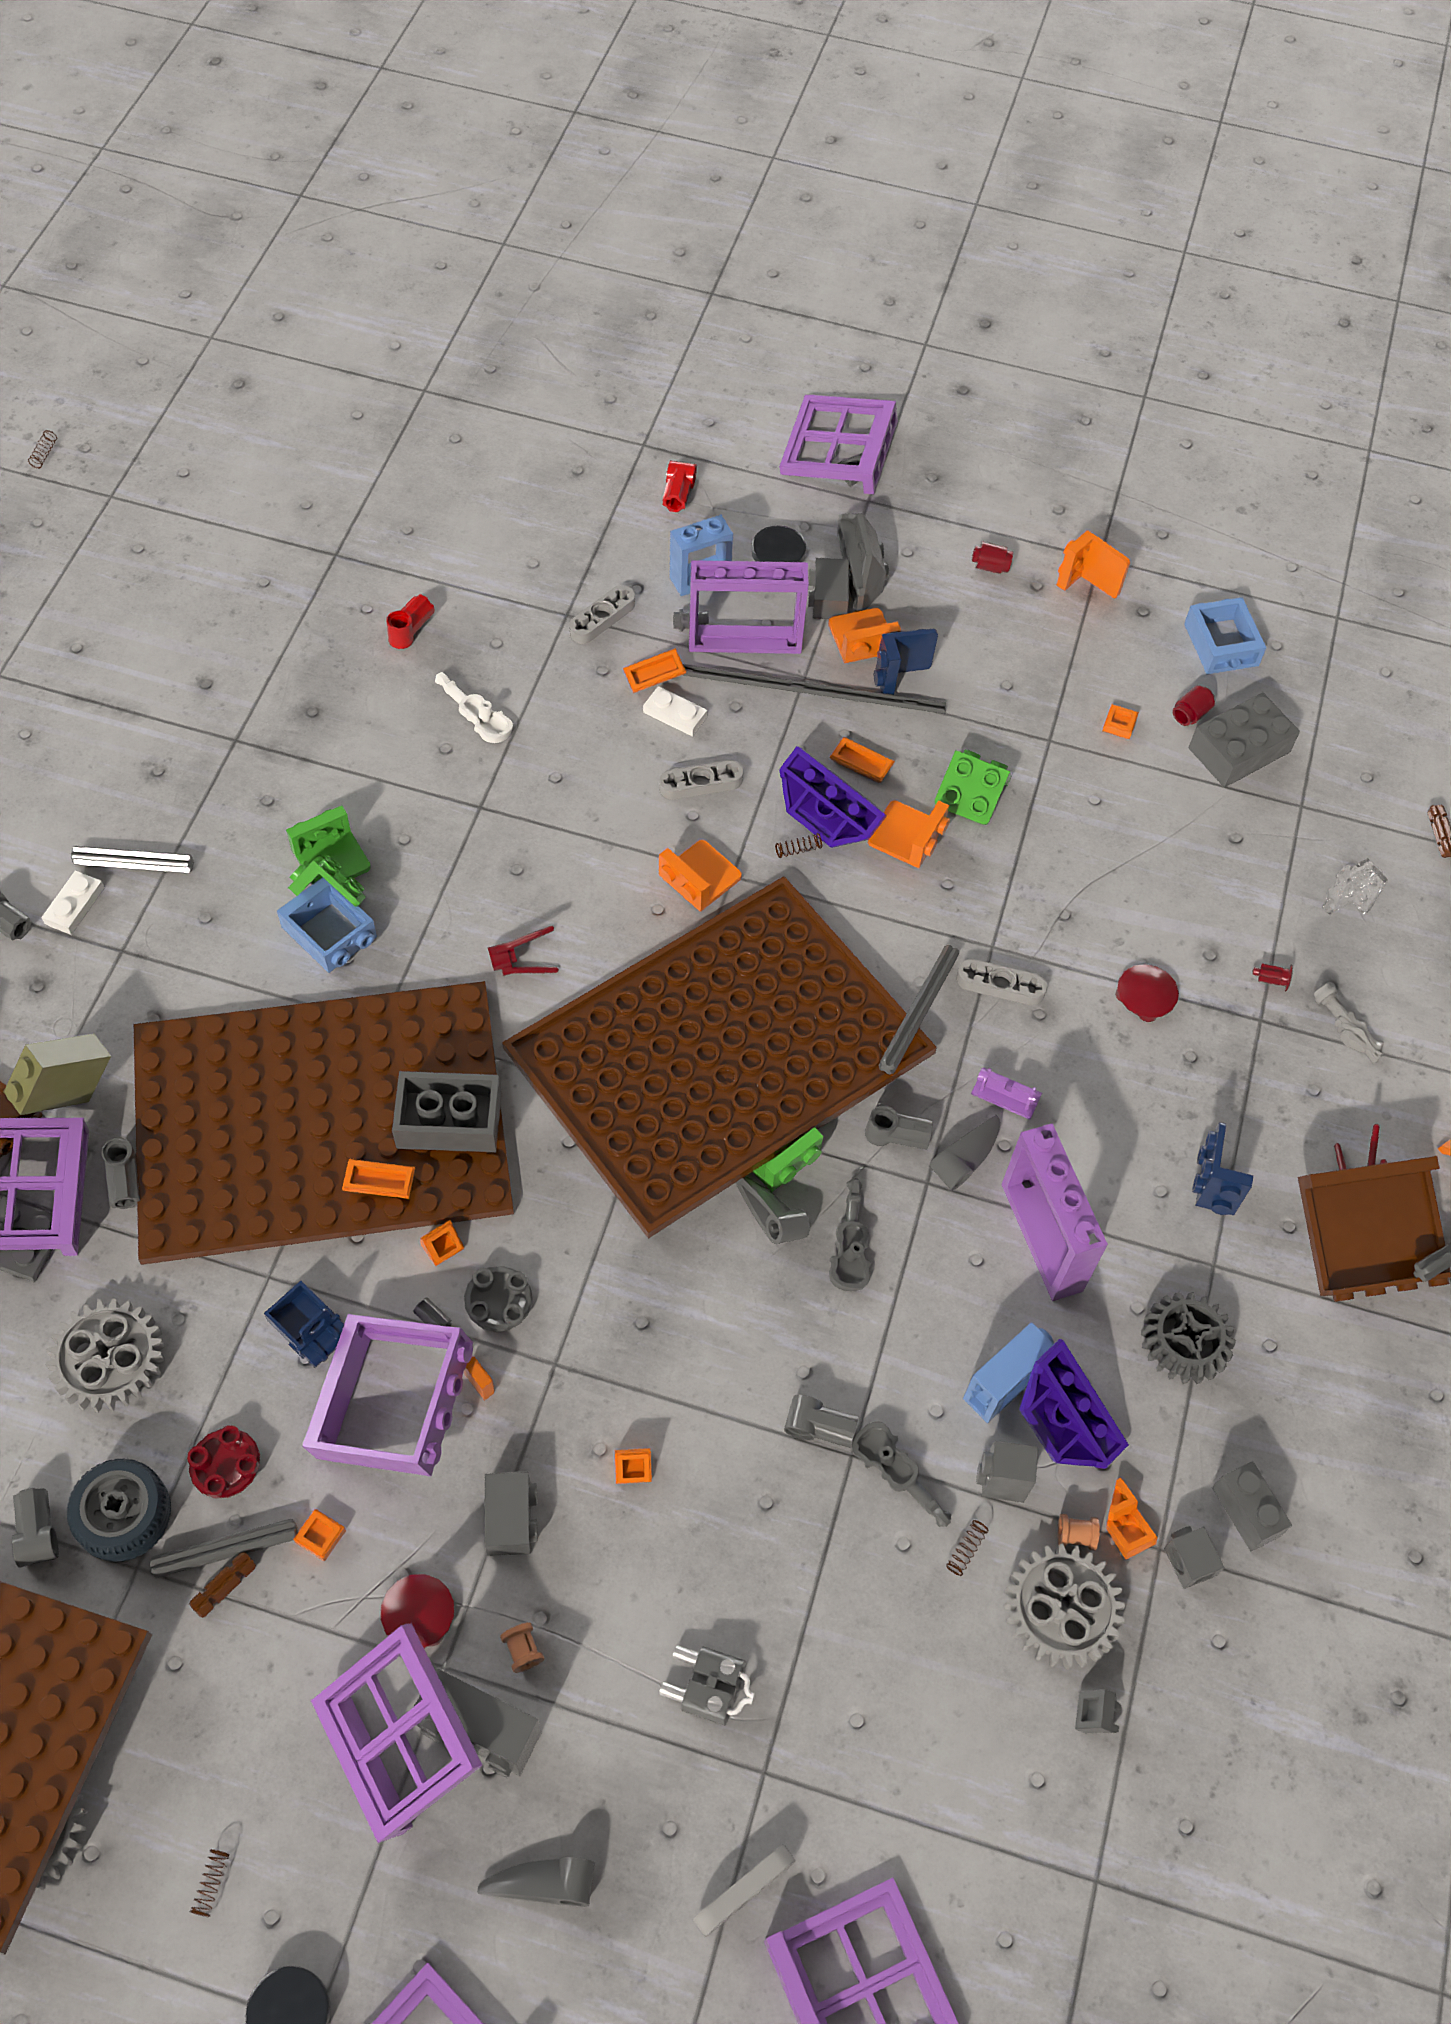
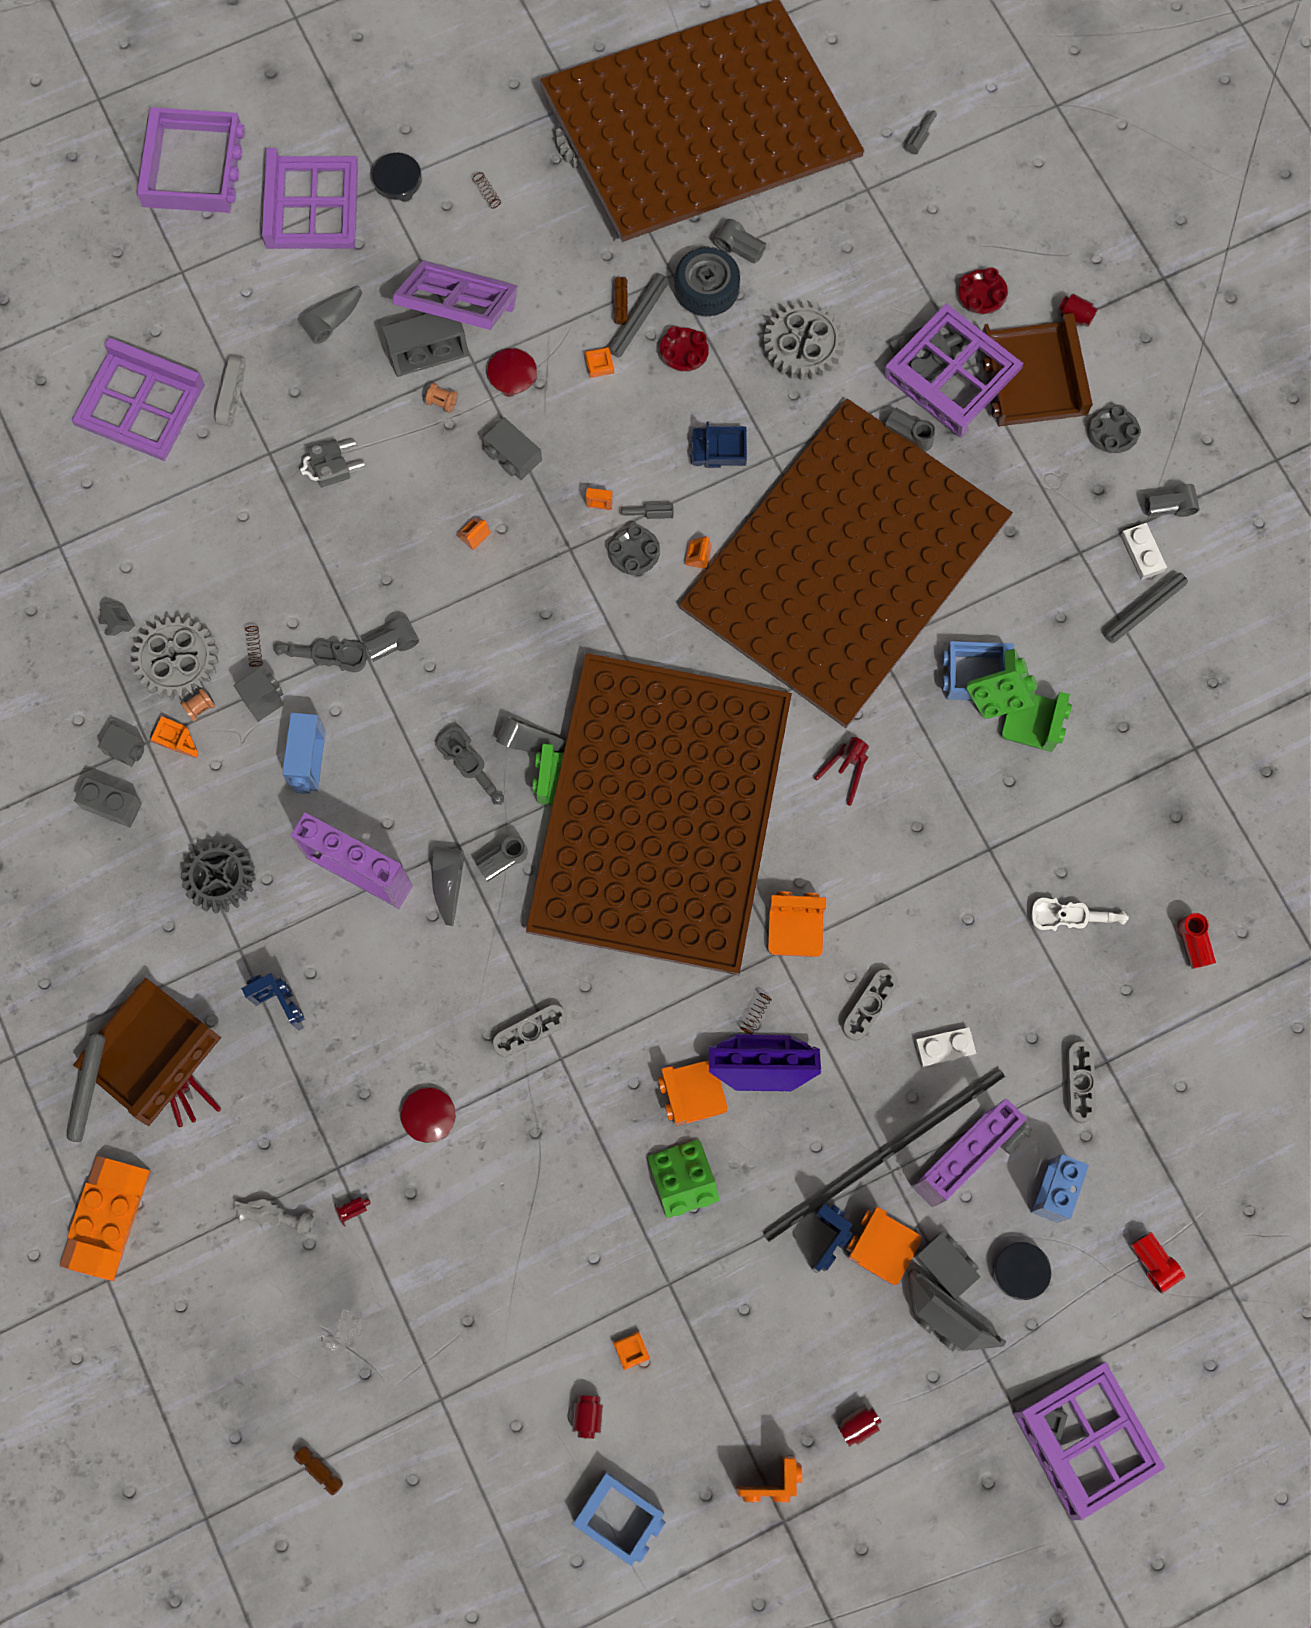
camera: 140 degrees right, 15 degrees up
(57, 1073) = (1004, 431): olive brick -> none
(343, 1375) = (661, 422): medium lavender window -> none
(378, 1178) = (767, 545): orange tile -> none
(447, 1111) = (767, 609): dark grey brick -> none
(654, 670) = (991, 1063): orange tile -> none
(861, 760) = (780, 1128): orange tile -> none
(918, 1010) = (559, 947): dark grey axle -> none
(1006, 1093) = (458, 949): medium lavender hinge -> none
(1069, 1413) = (249, 758): dark purple wedge -> none
(1243, 739) = (524, 1413): dark grey brick -> none

